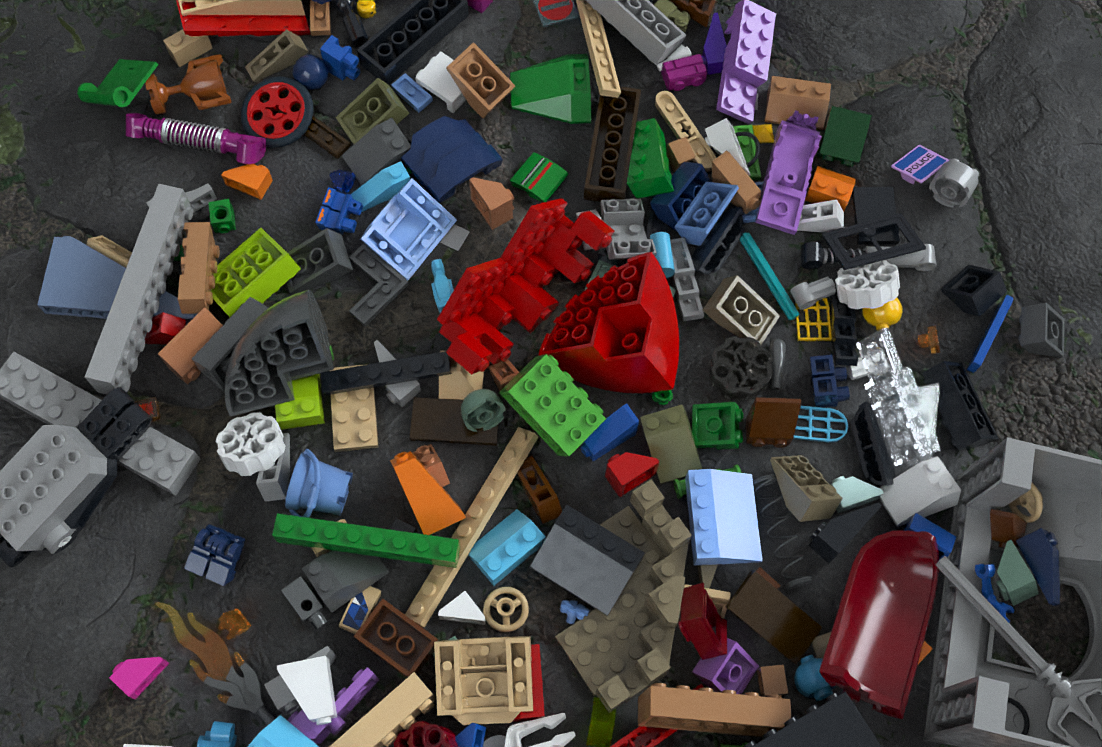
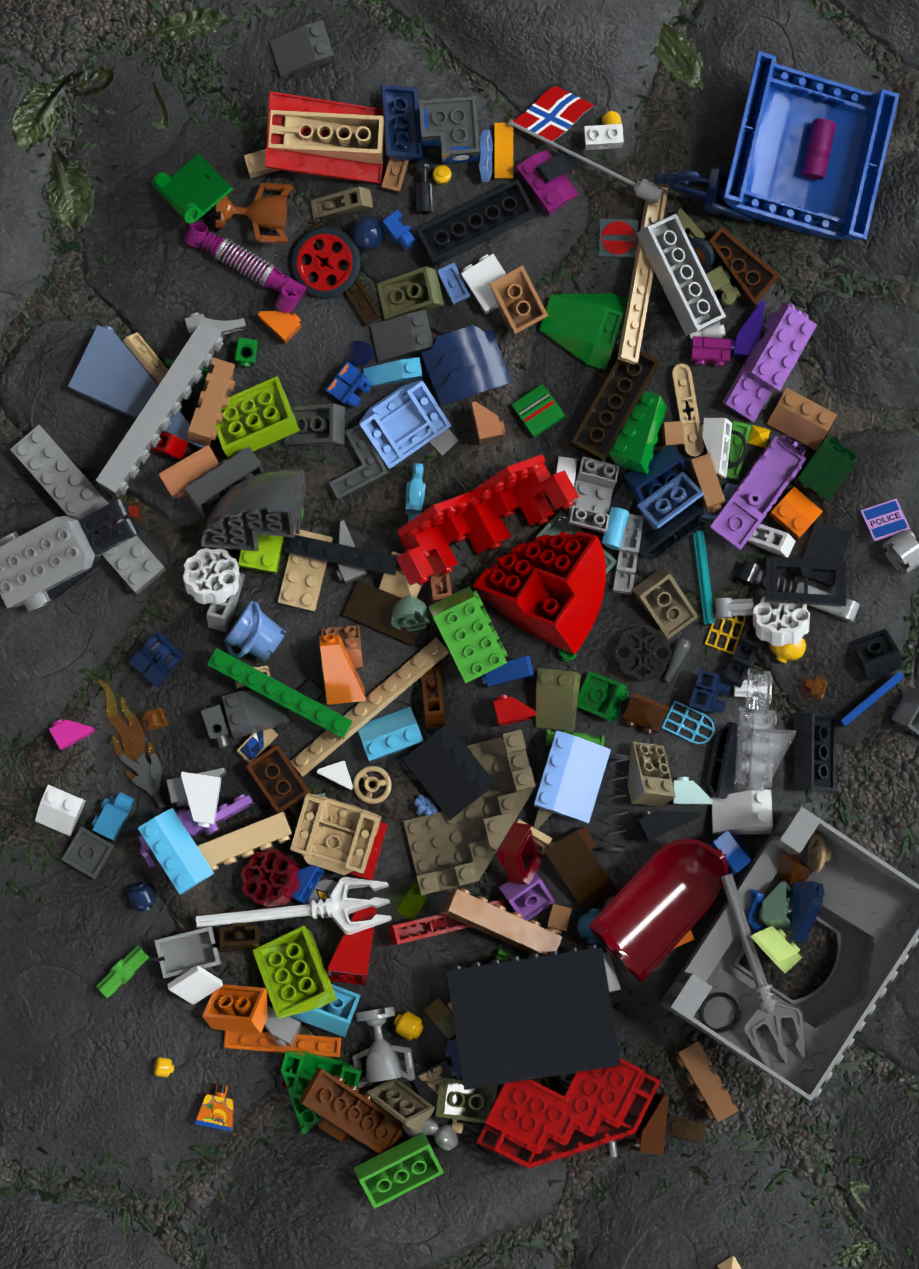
camera: 20 degrees right, 15 degrees up
(1035, 620) = (774, 944): none -> yellowish green slope

